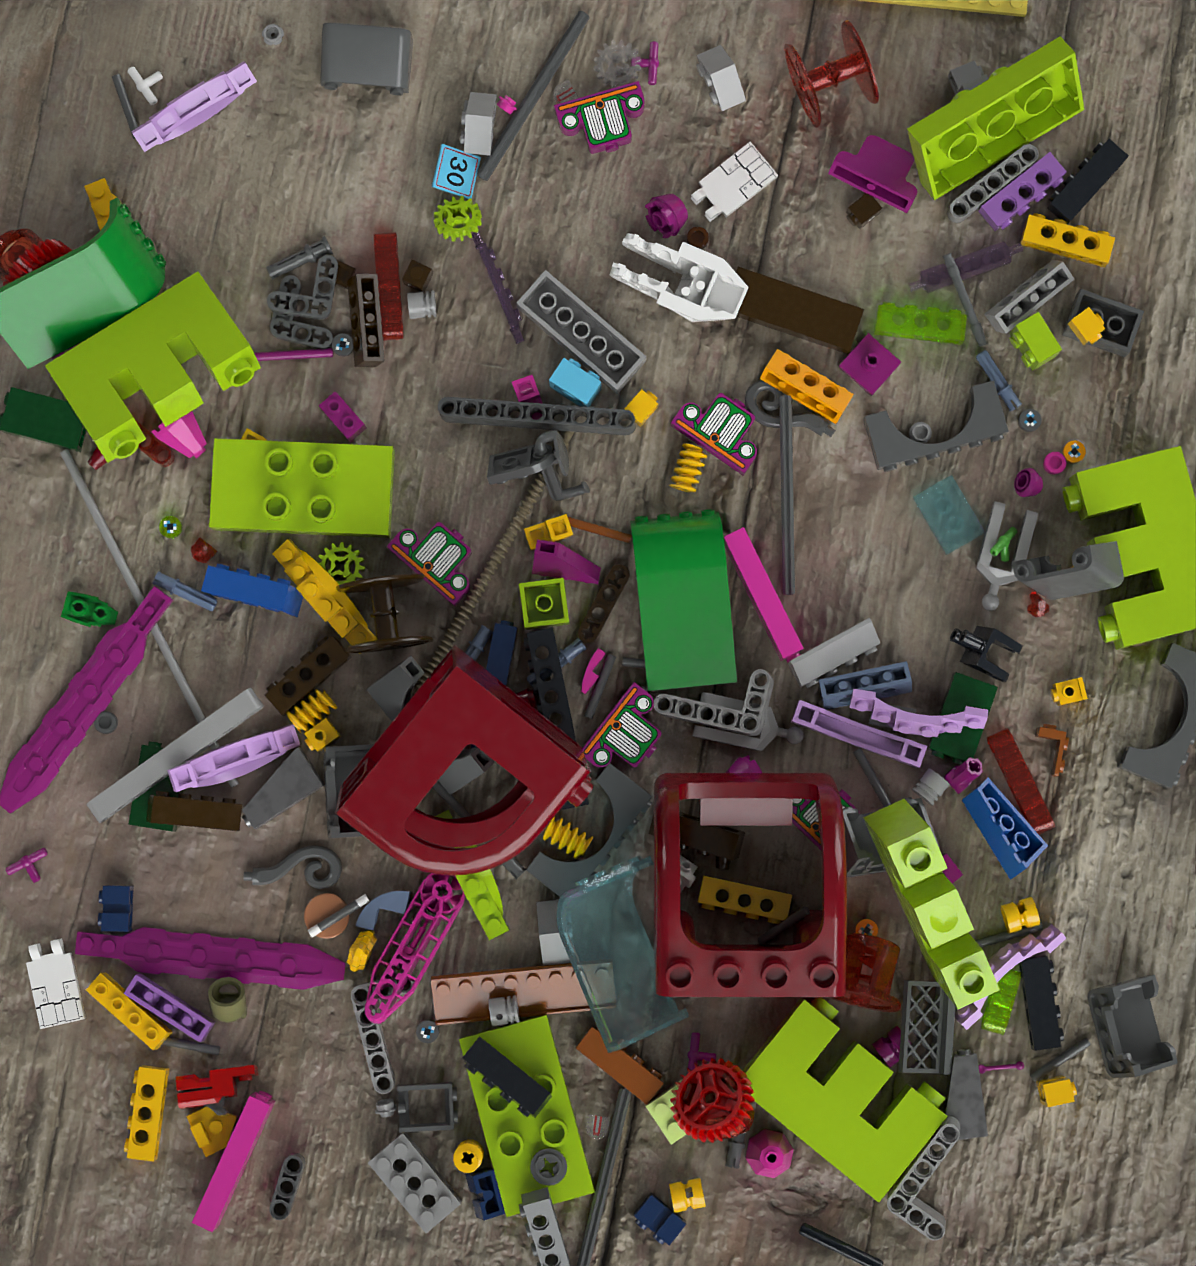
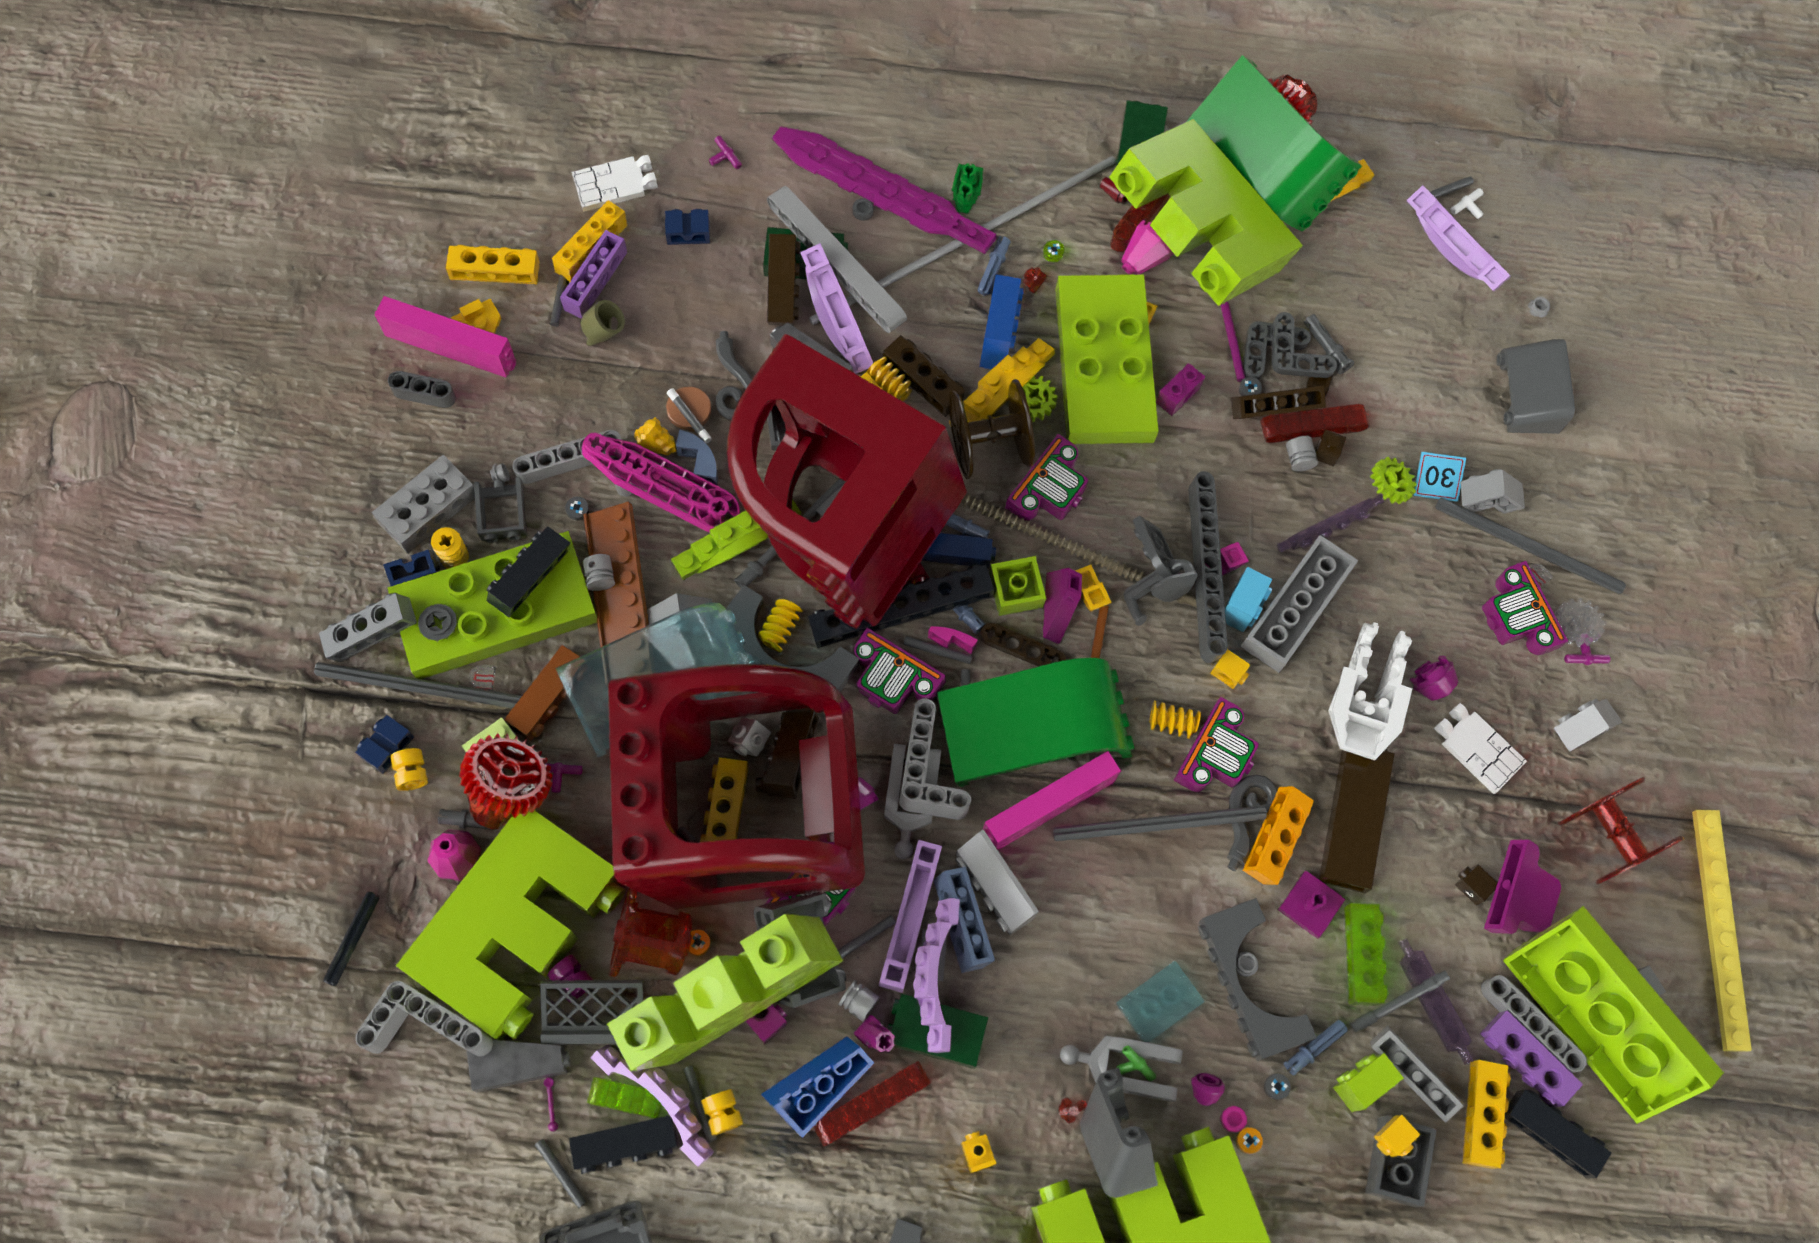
camera: 75 degrees right, 15 degrees down
(212, 1090) = (515, 317): red plate -> none
(216, 957) = (645, 306): magenta plate -> none
(506, 104) = (1516, 520): dark pink plate -> none
(698, 237) = (1416, 716): reddish brown tile -> none
(977, 646) = (1021, 1040): black piece -> none
(1049, 732) = (930, 1133): dark orange bracket -> none
(1056, 1091) = (523, 1166): yellow brick -> none

